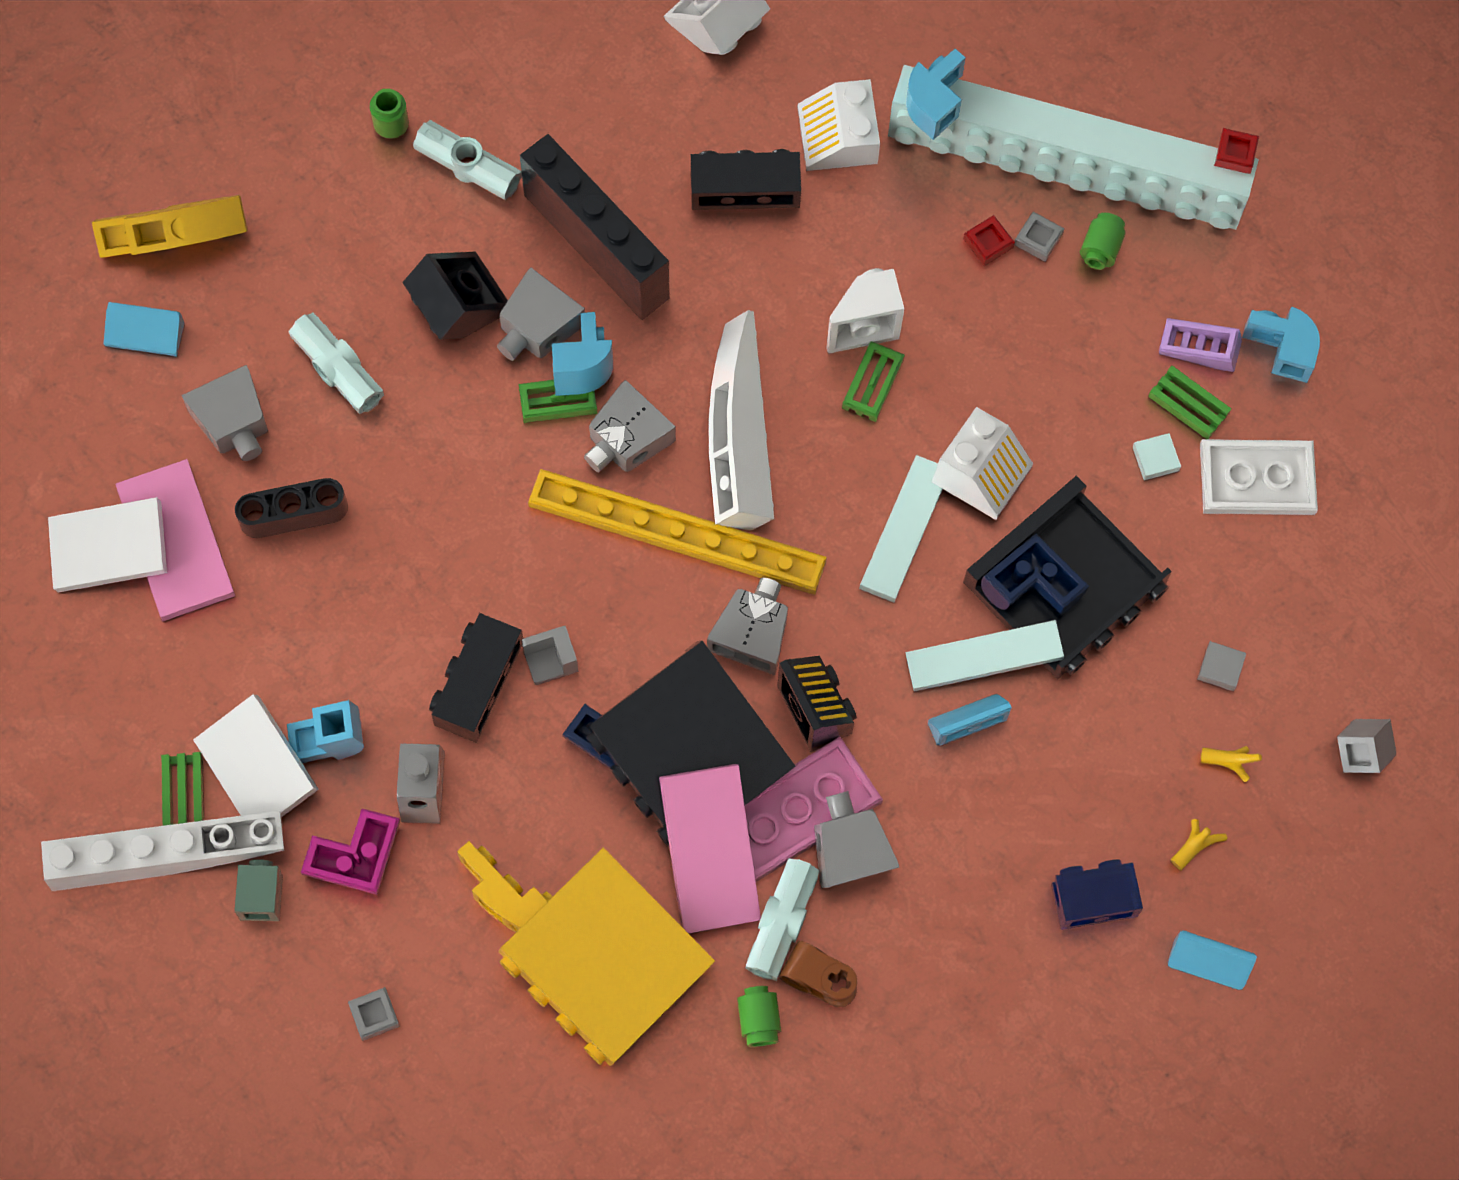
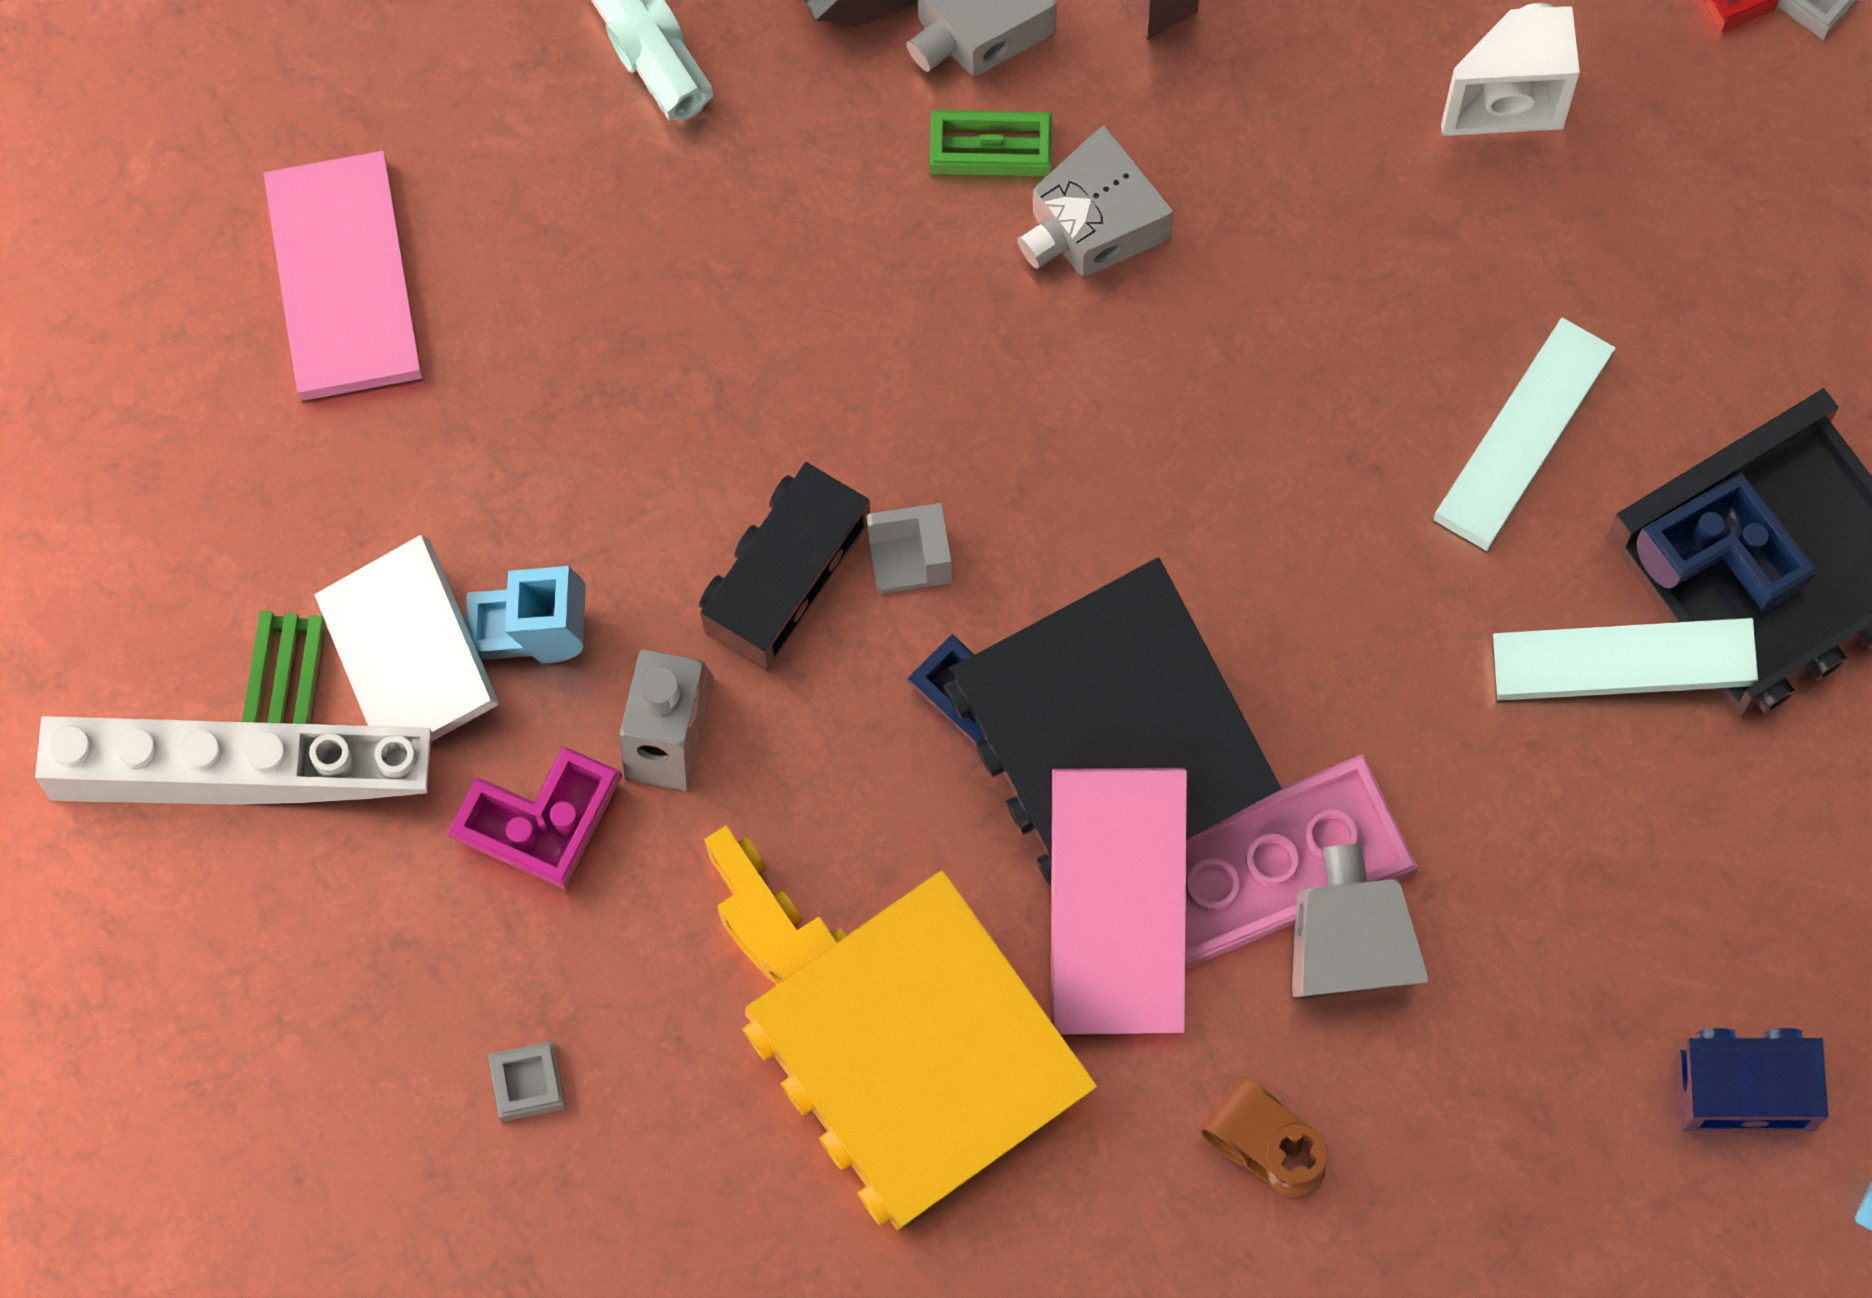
camera: 15 degrees right, 0 degrees up
(107, 545) = (233, 266): white tile -> none
(229, 413) = (462, 87): light grey torso -> none
(258, 891) = (375, 853): sand green brick -> none
(274, 501) = (507, 238): black beam -> none
(583, 364) = (1040, 92): medium azure brick -> none
(677, 531) = (1151, 383): yellow tile -> none
(738, 431) = (1275, 237): white slope -> none
(752, 628) = (1246, 555): light grey torso -> none
(759, 1016) = (1155, 1190): bright green brick -> none
(782, 919) = (1220, 1037): light aqua piece -> none
(815, 701) = (1331, 688): black slope -> none
(862, 406) = (1485, 228): bright green tile -> none
(969, 719) = (1583, 759): medium azure slope -> none
(983, 464) = (1671, 347): white slope -> none

